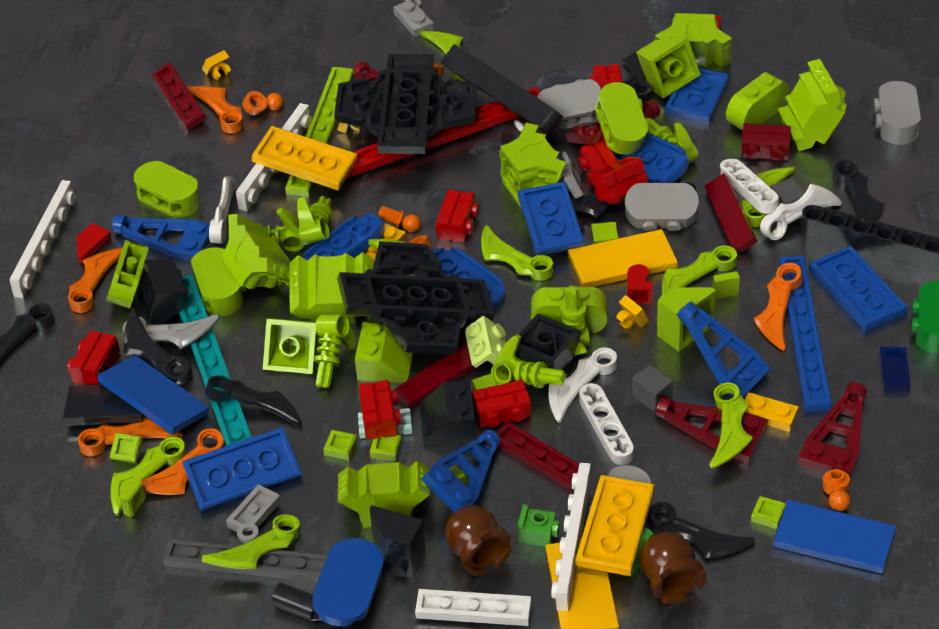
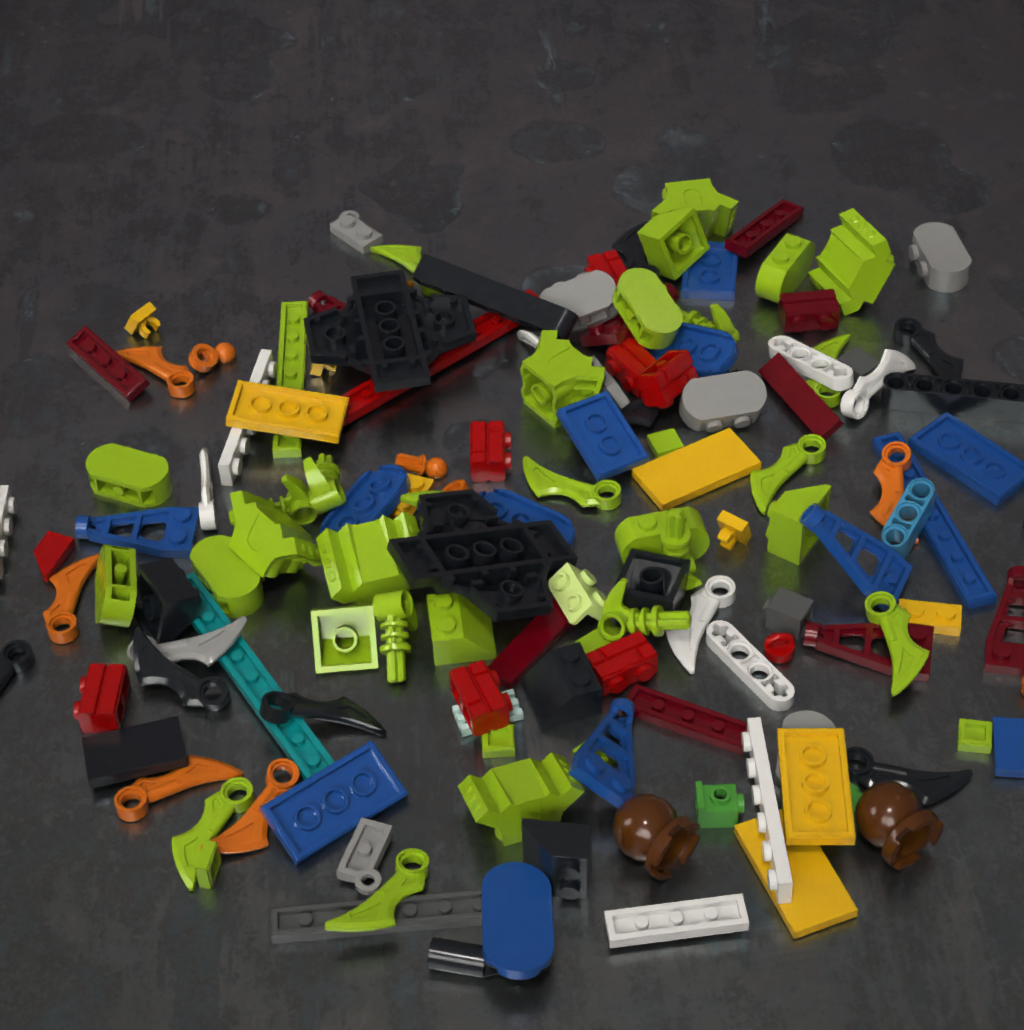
camera: 15 degrees left, 0 degrees up
(126, 448) = (178, 802): lime tile -> none
(153, 394) = (193, 729): blue tile -> none
(340, 444) = (442, 749): lime tile -> none
(635, 414) = (779, 647): none -> red tile
(638, 284) = (726, 495): red leg -> none
(726, 284) = (829, 474): lime tile -> none
(756, 64) = (764, 228): none -> dark red tile
(782, 319) = (909, 508): none -> dark azure beam

